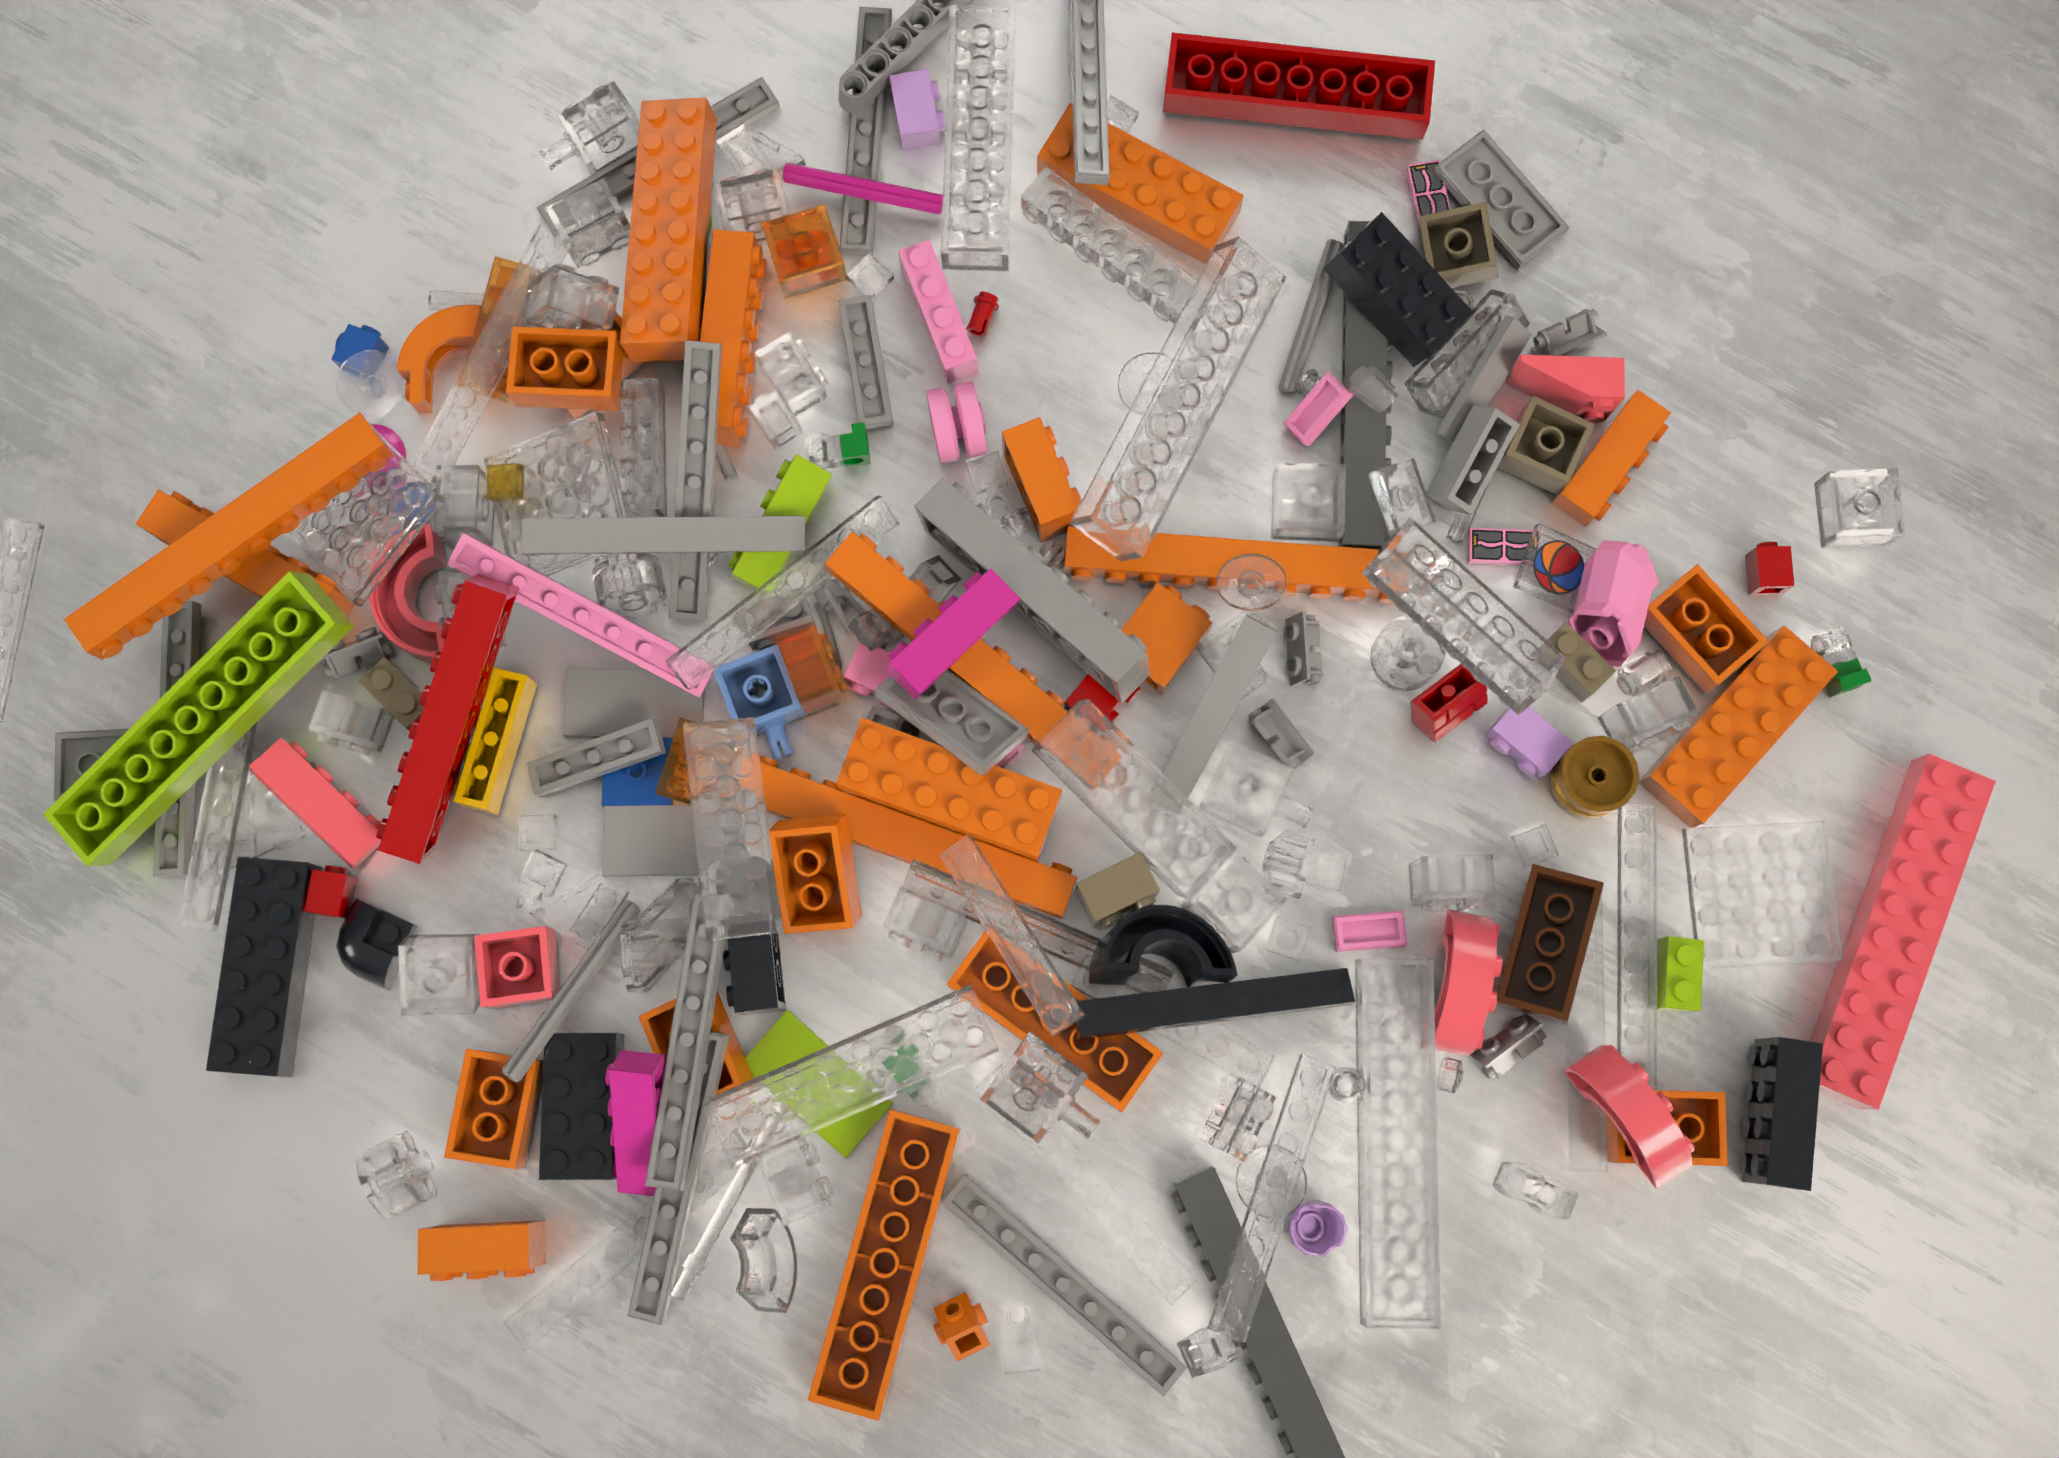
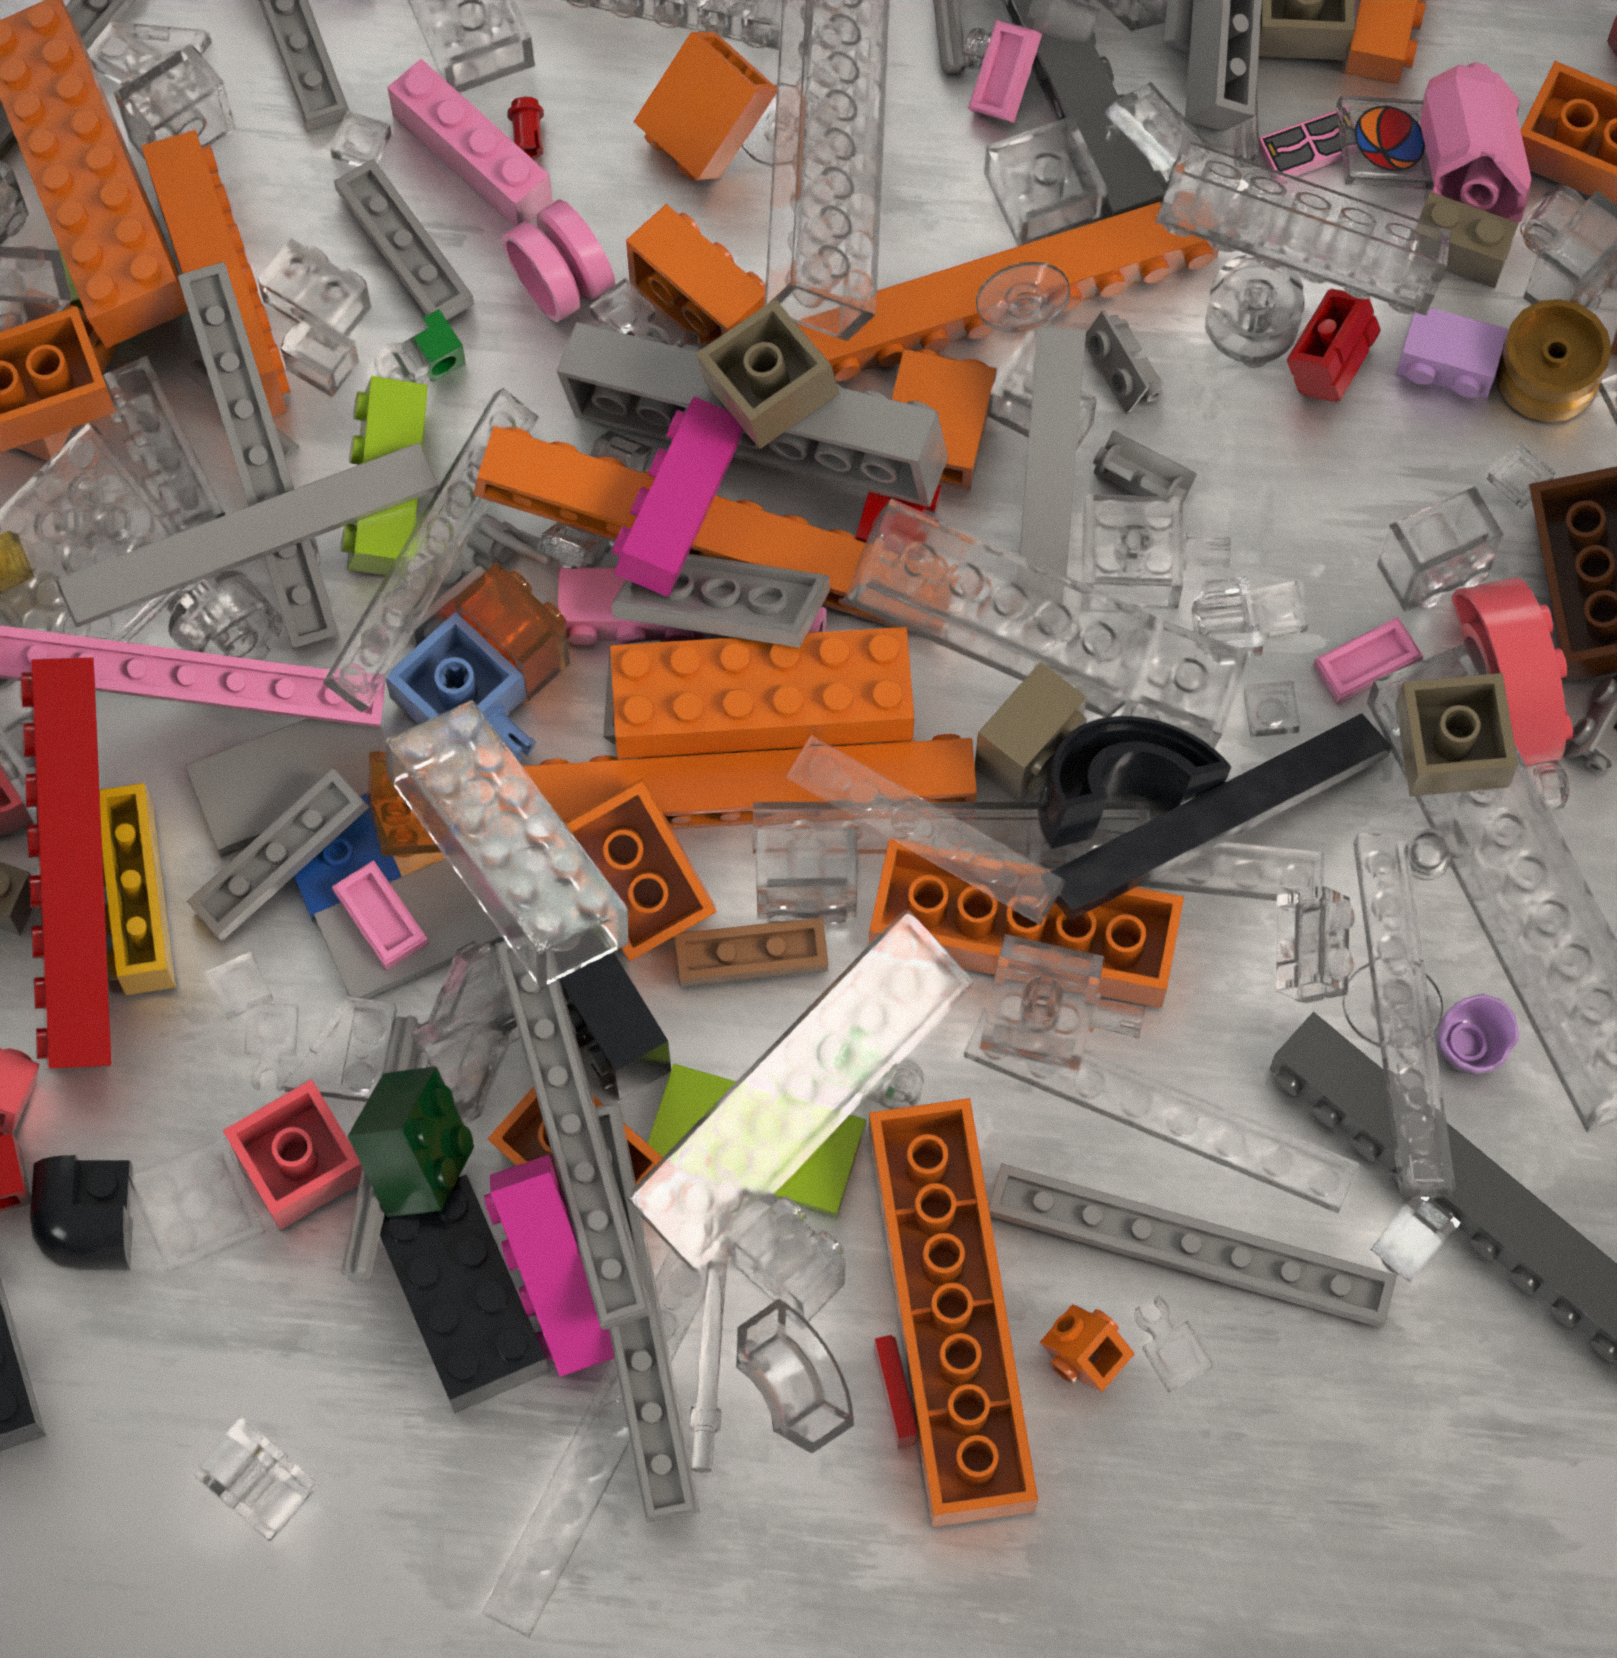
camera: 25 degrees left, 10 degrees down
(481, 1249) = (413, 1521): orange brick -> none
(492, 1113) = (346, 1346): orange brick -> none
(585, 1000) = (411, 1141): none -> dark green brick
(643, 827) = (380, 915): none -> bright pink tile
(804, 251) = (264, 137): clear orange brick -> none
(827, 1296) = (896, 1391): none -> red tile
(862, 188) = (308, 35): dark pink axle -> none
(871, 956) = (751, 952): none -> medium nougat plate
(1042, 578) = (767, 373): none -> dark tan brick
(1103, 351) = (705, 106): none -> orange brick
(1394, 1027) = (1456, 734): none -> dark tan brick

